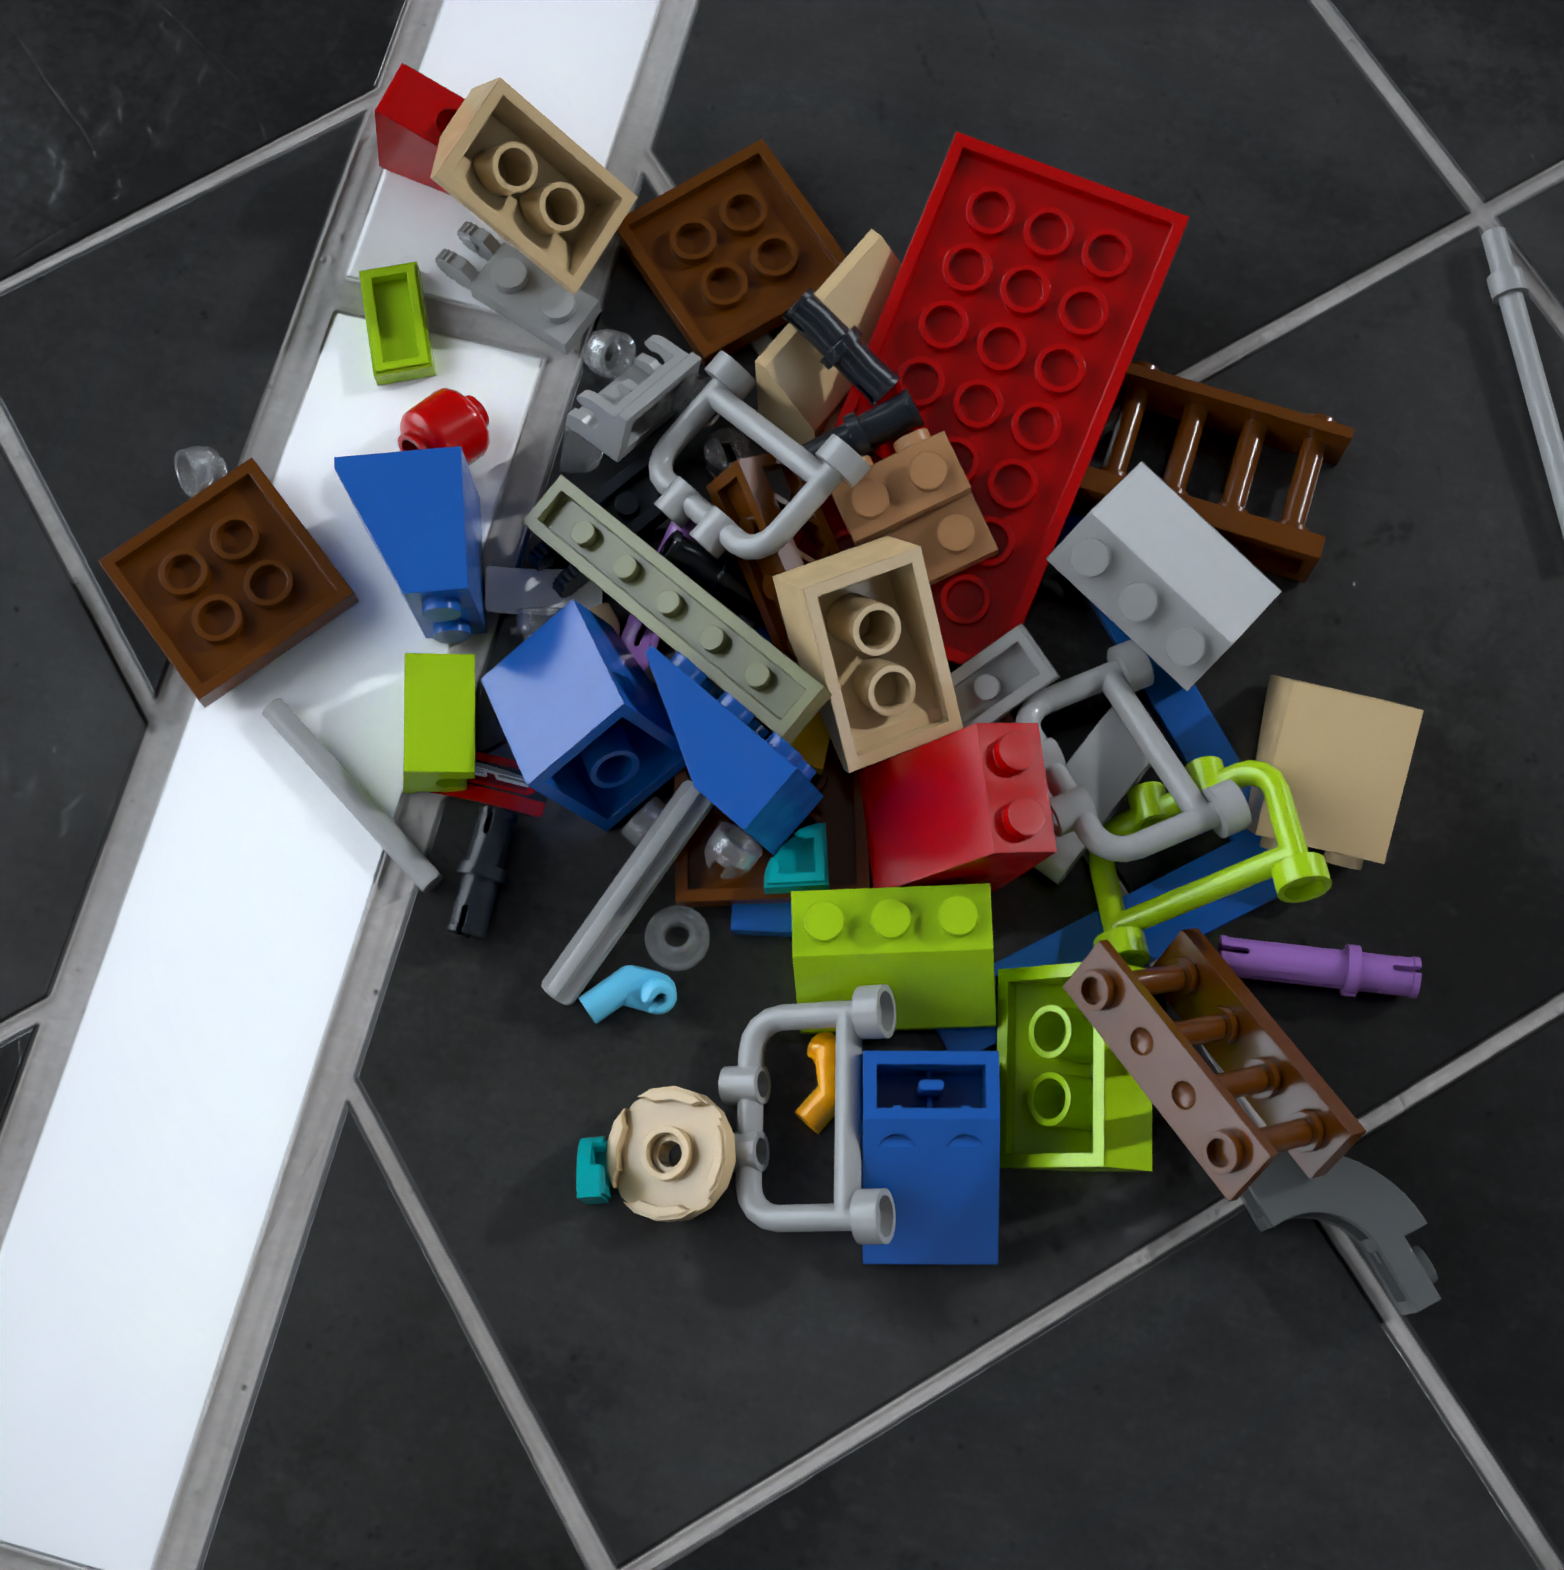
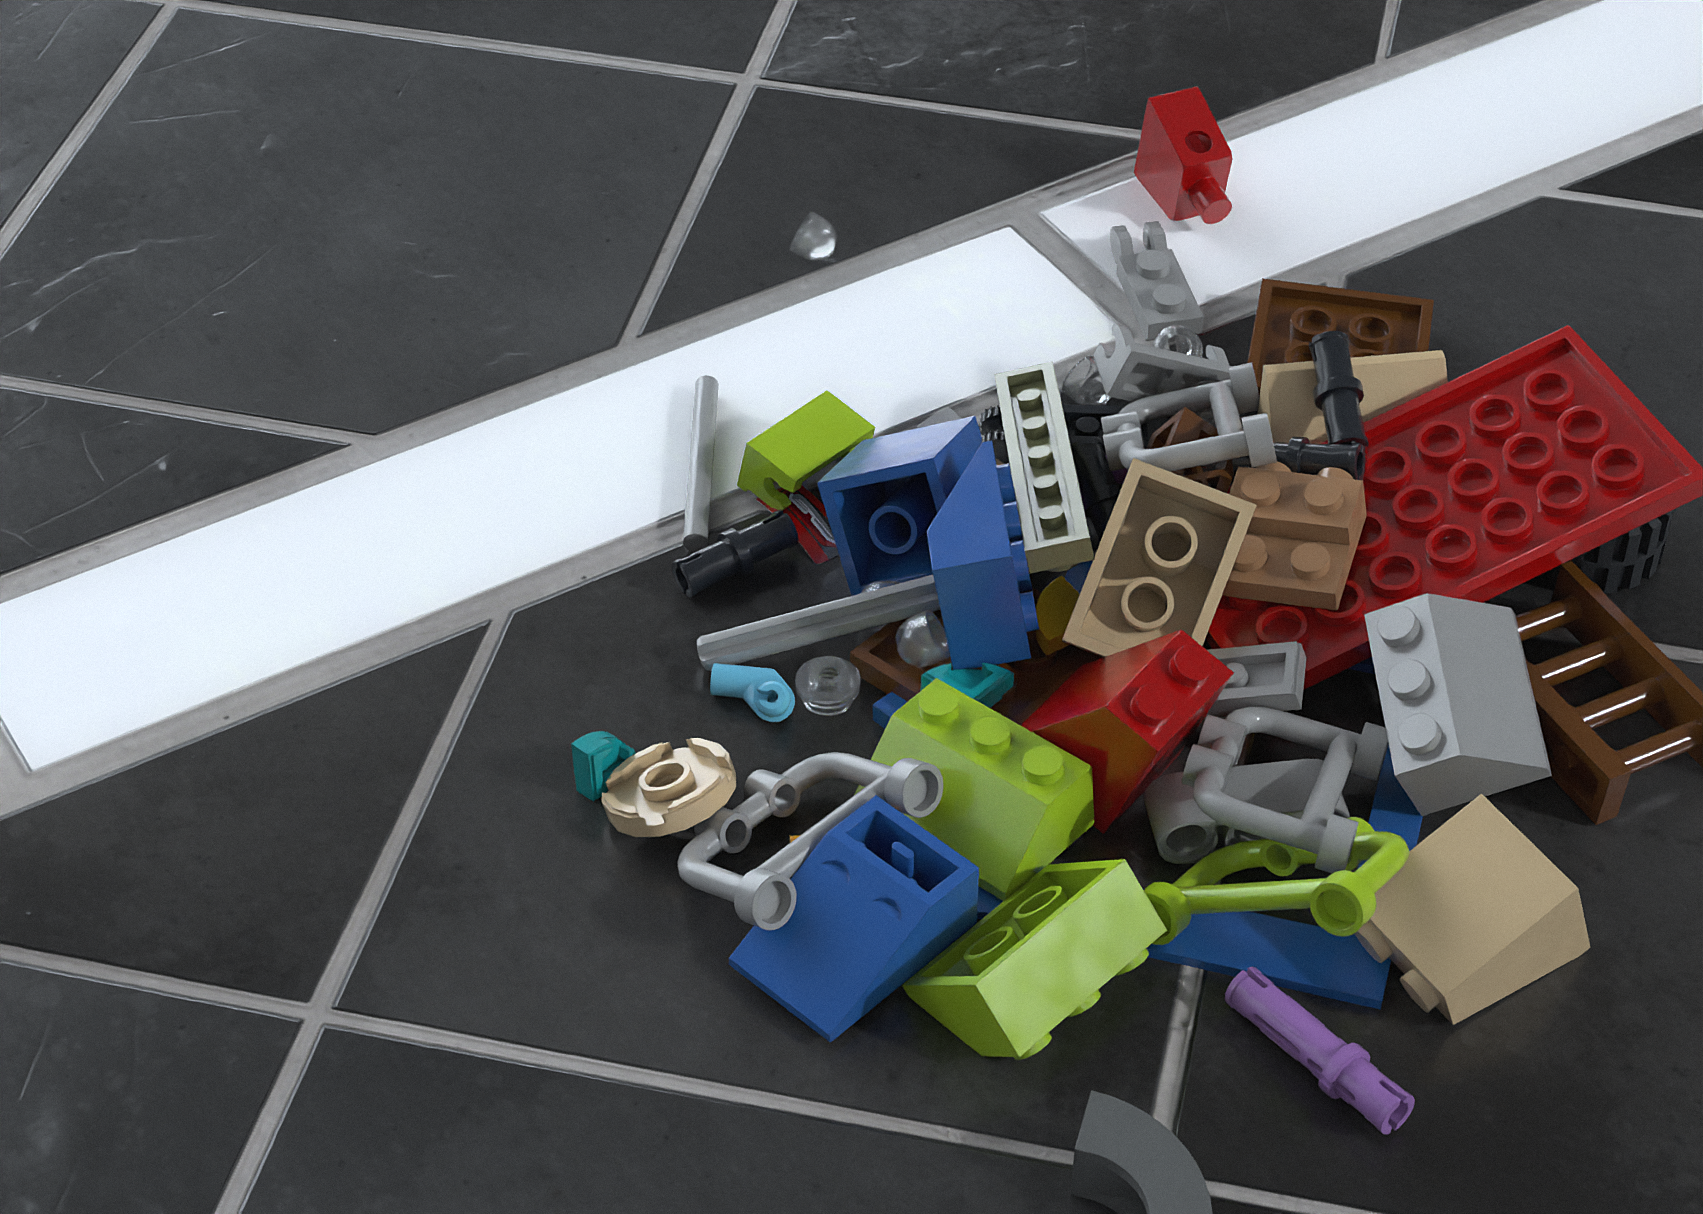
camera: 40 degrees right, 30 degrees down
(228, 582) = (759, 301): reddish brown plate -> none
(397, 323) = (1043, 251): lime tile -> none
(427, 531) = (921, 339): blue slope -> none
(446, 421) = (1002, 313): red head -> none
(530, 182) = (1216, 201): tan slope -> none
(1242, 1039) = (1192, 982): reddish brown fence -> none

